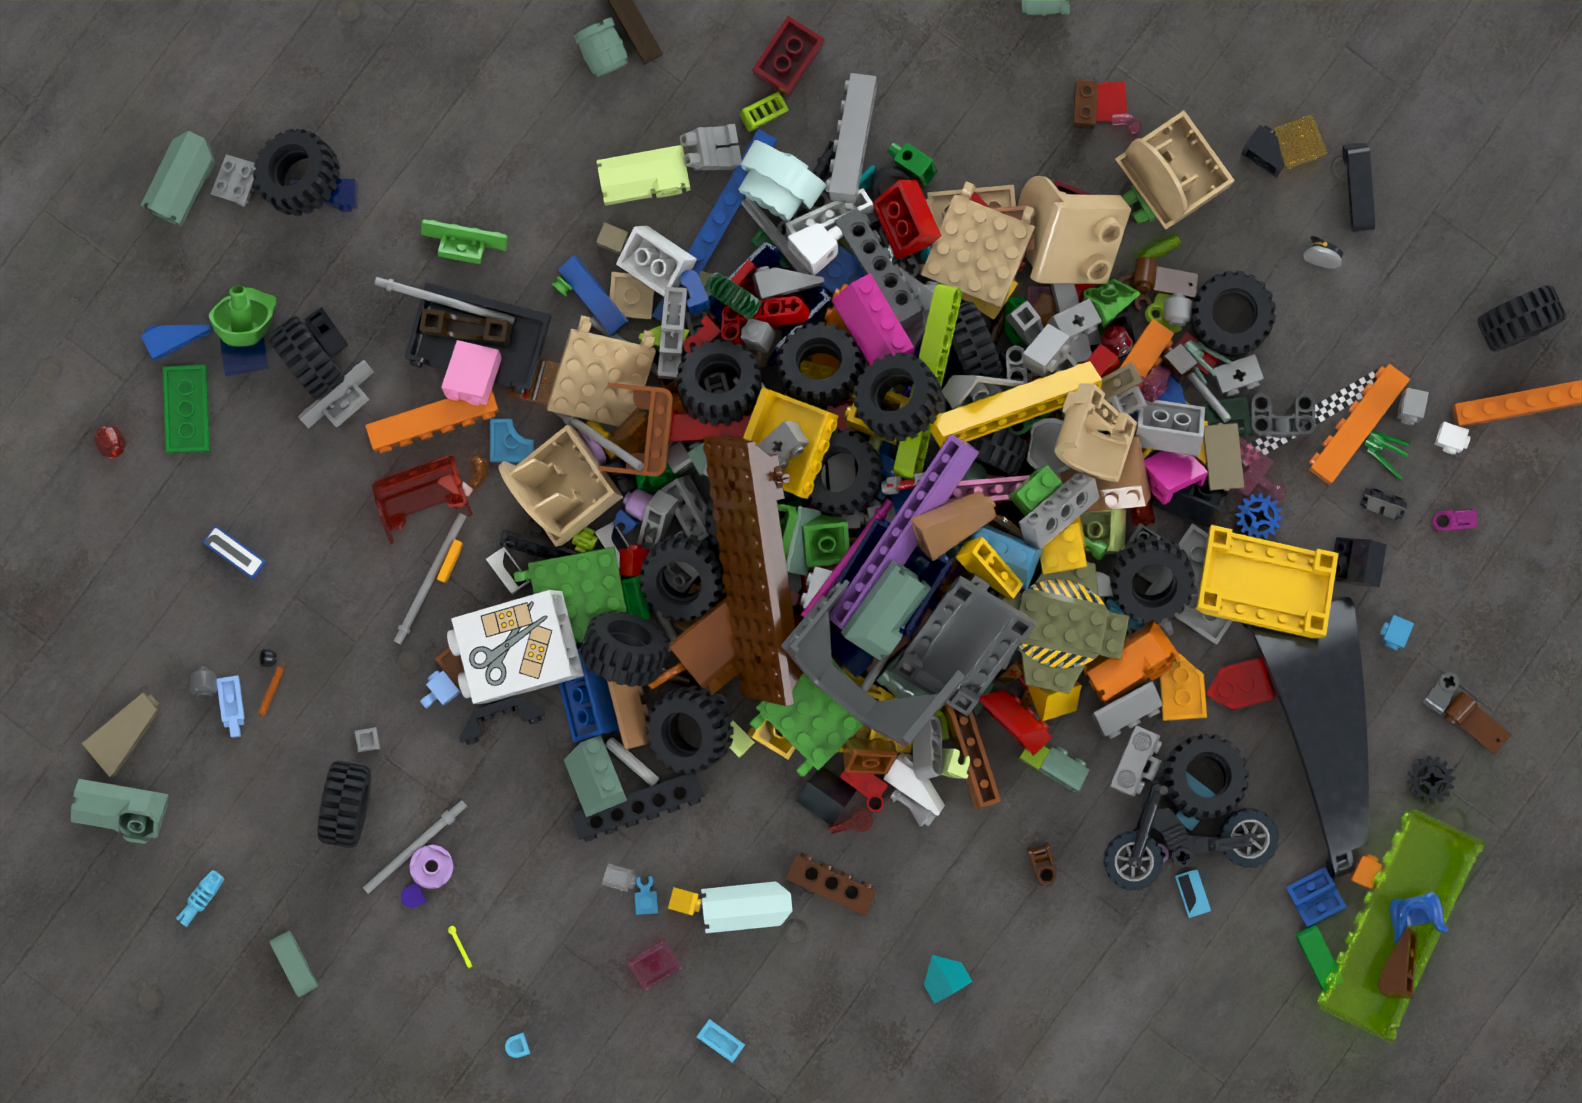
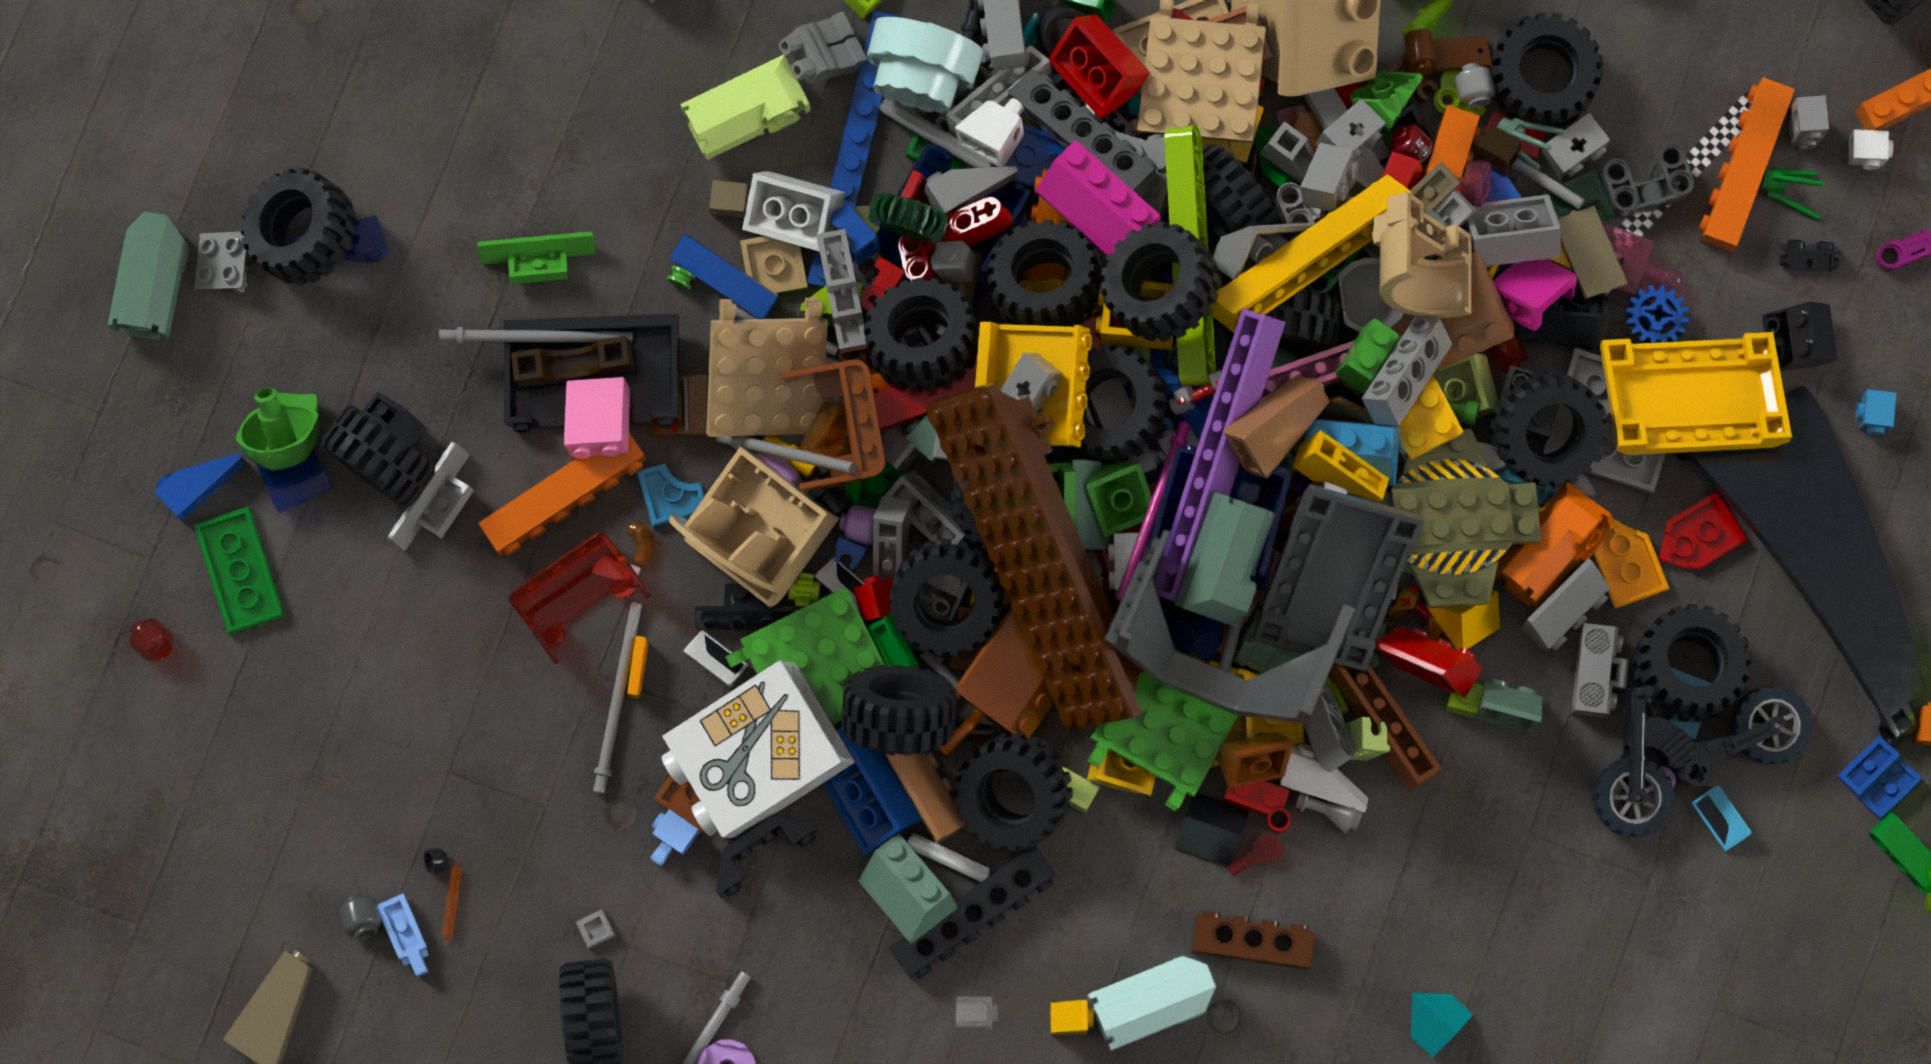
camera: 20 degrees left, 5 degrees down
(235, 552) = (354, 735): slope -> none
(645, 900) = (1019, 1032): dark azure plate -> none
(1042, 862) = (1516, 834): reddish brown piece -> none

